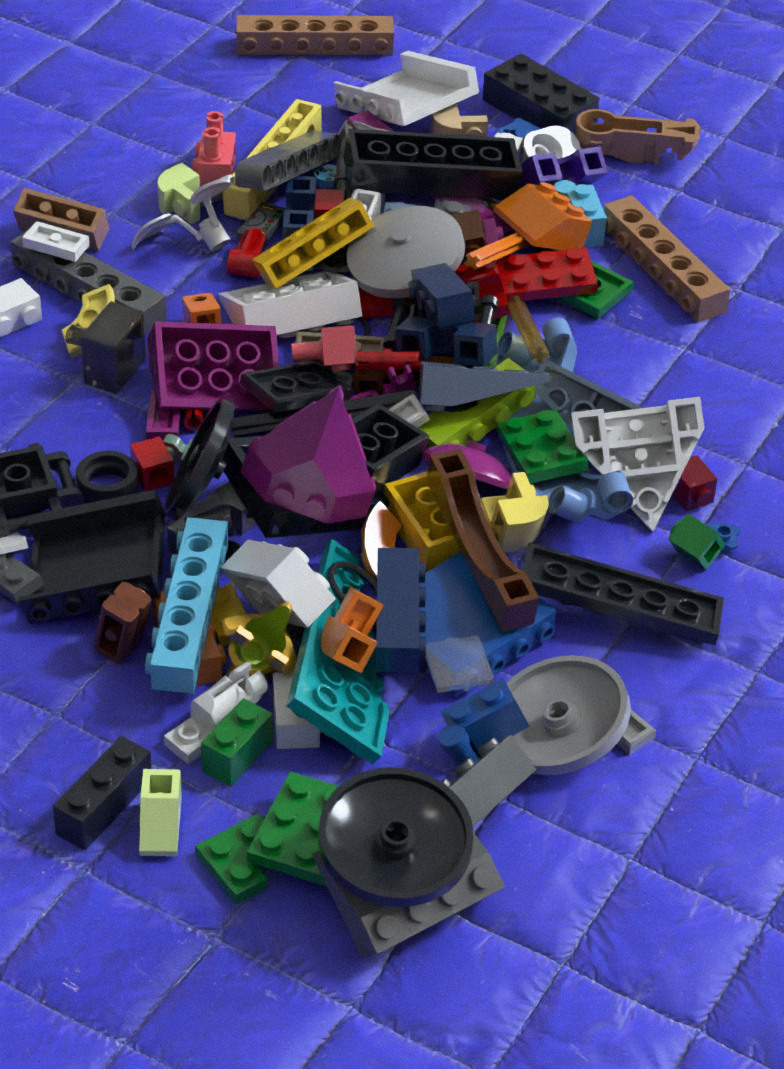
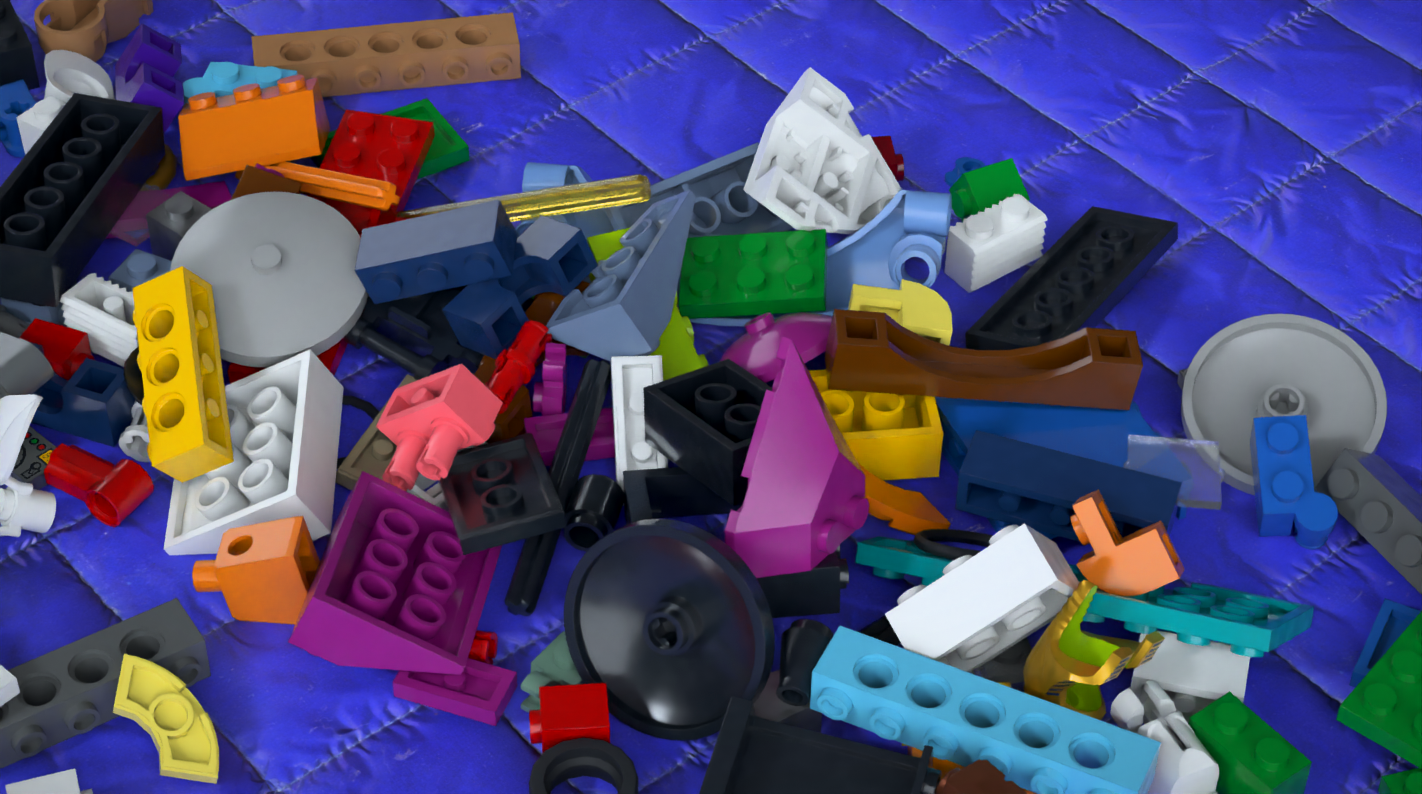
camera: 70 degrees left, 0 degrees up
(111, 346) = (273, 699): clear smoke brick -> none
(650, 552) = (994, 242): none -> white brick

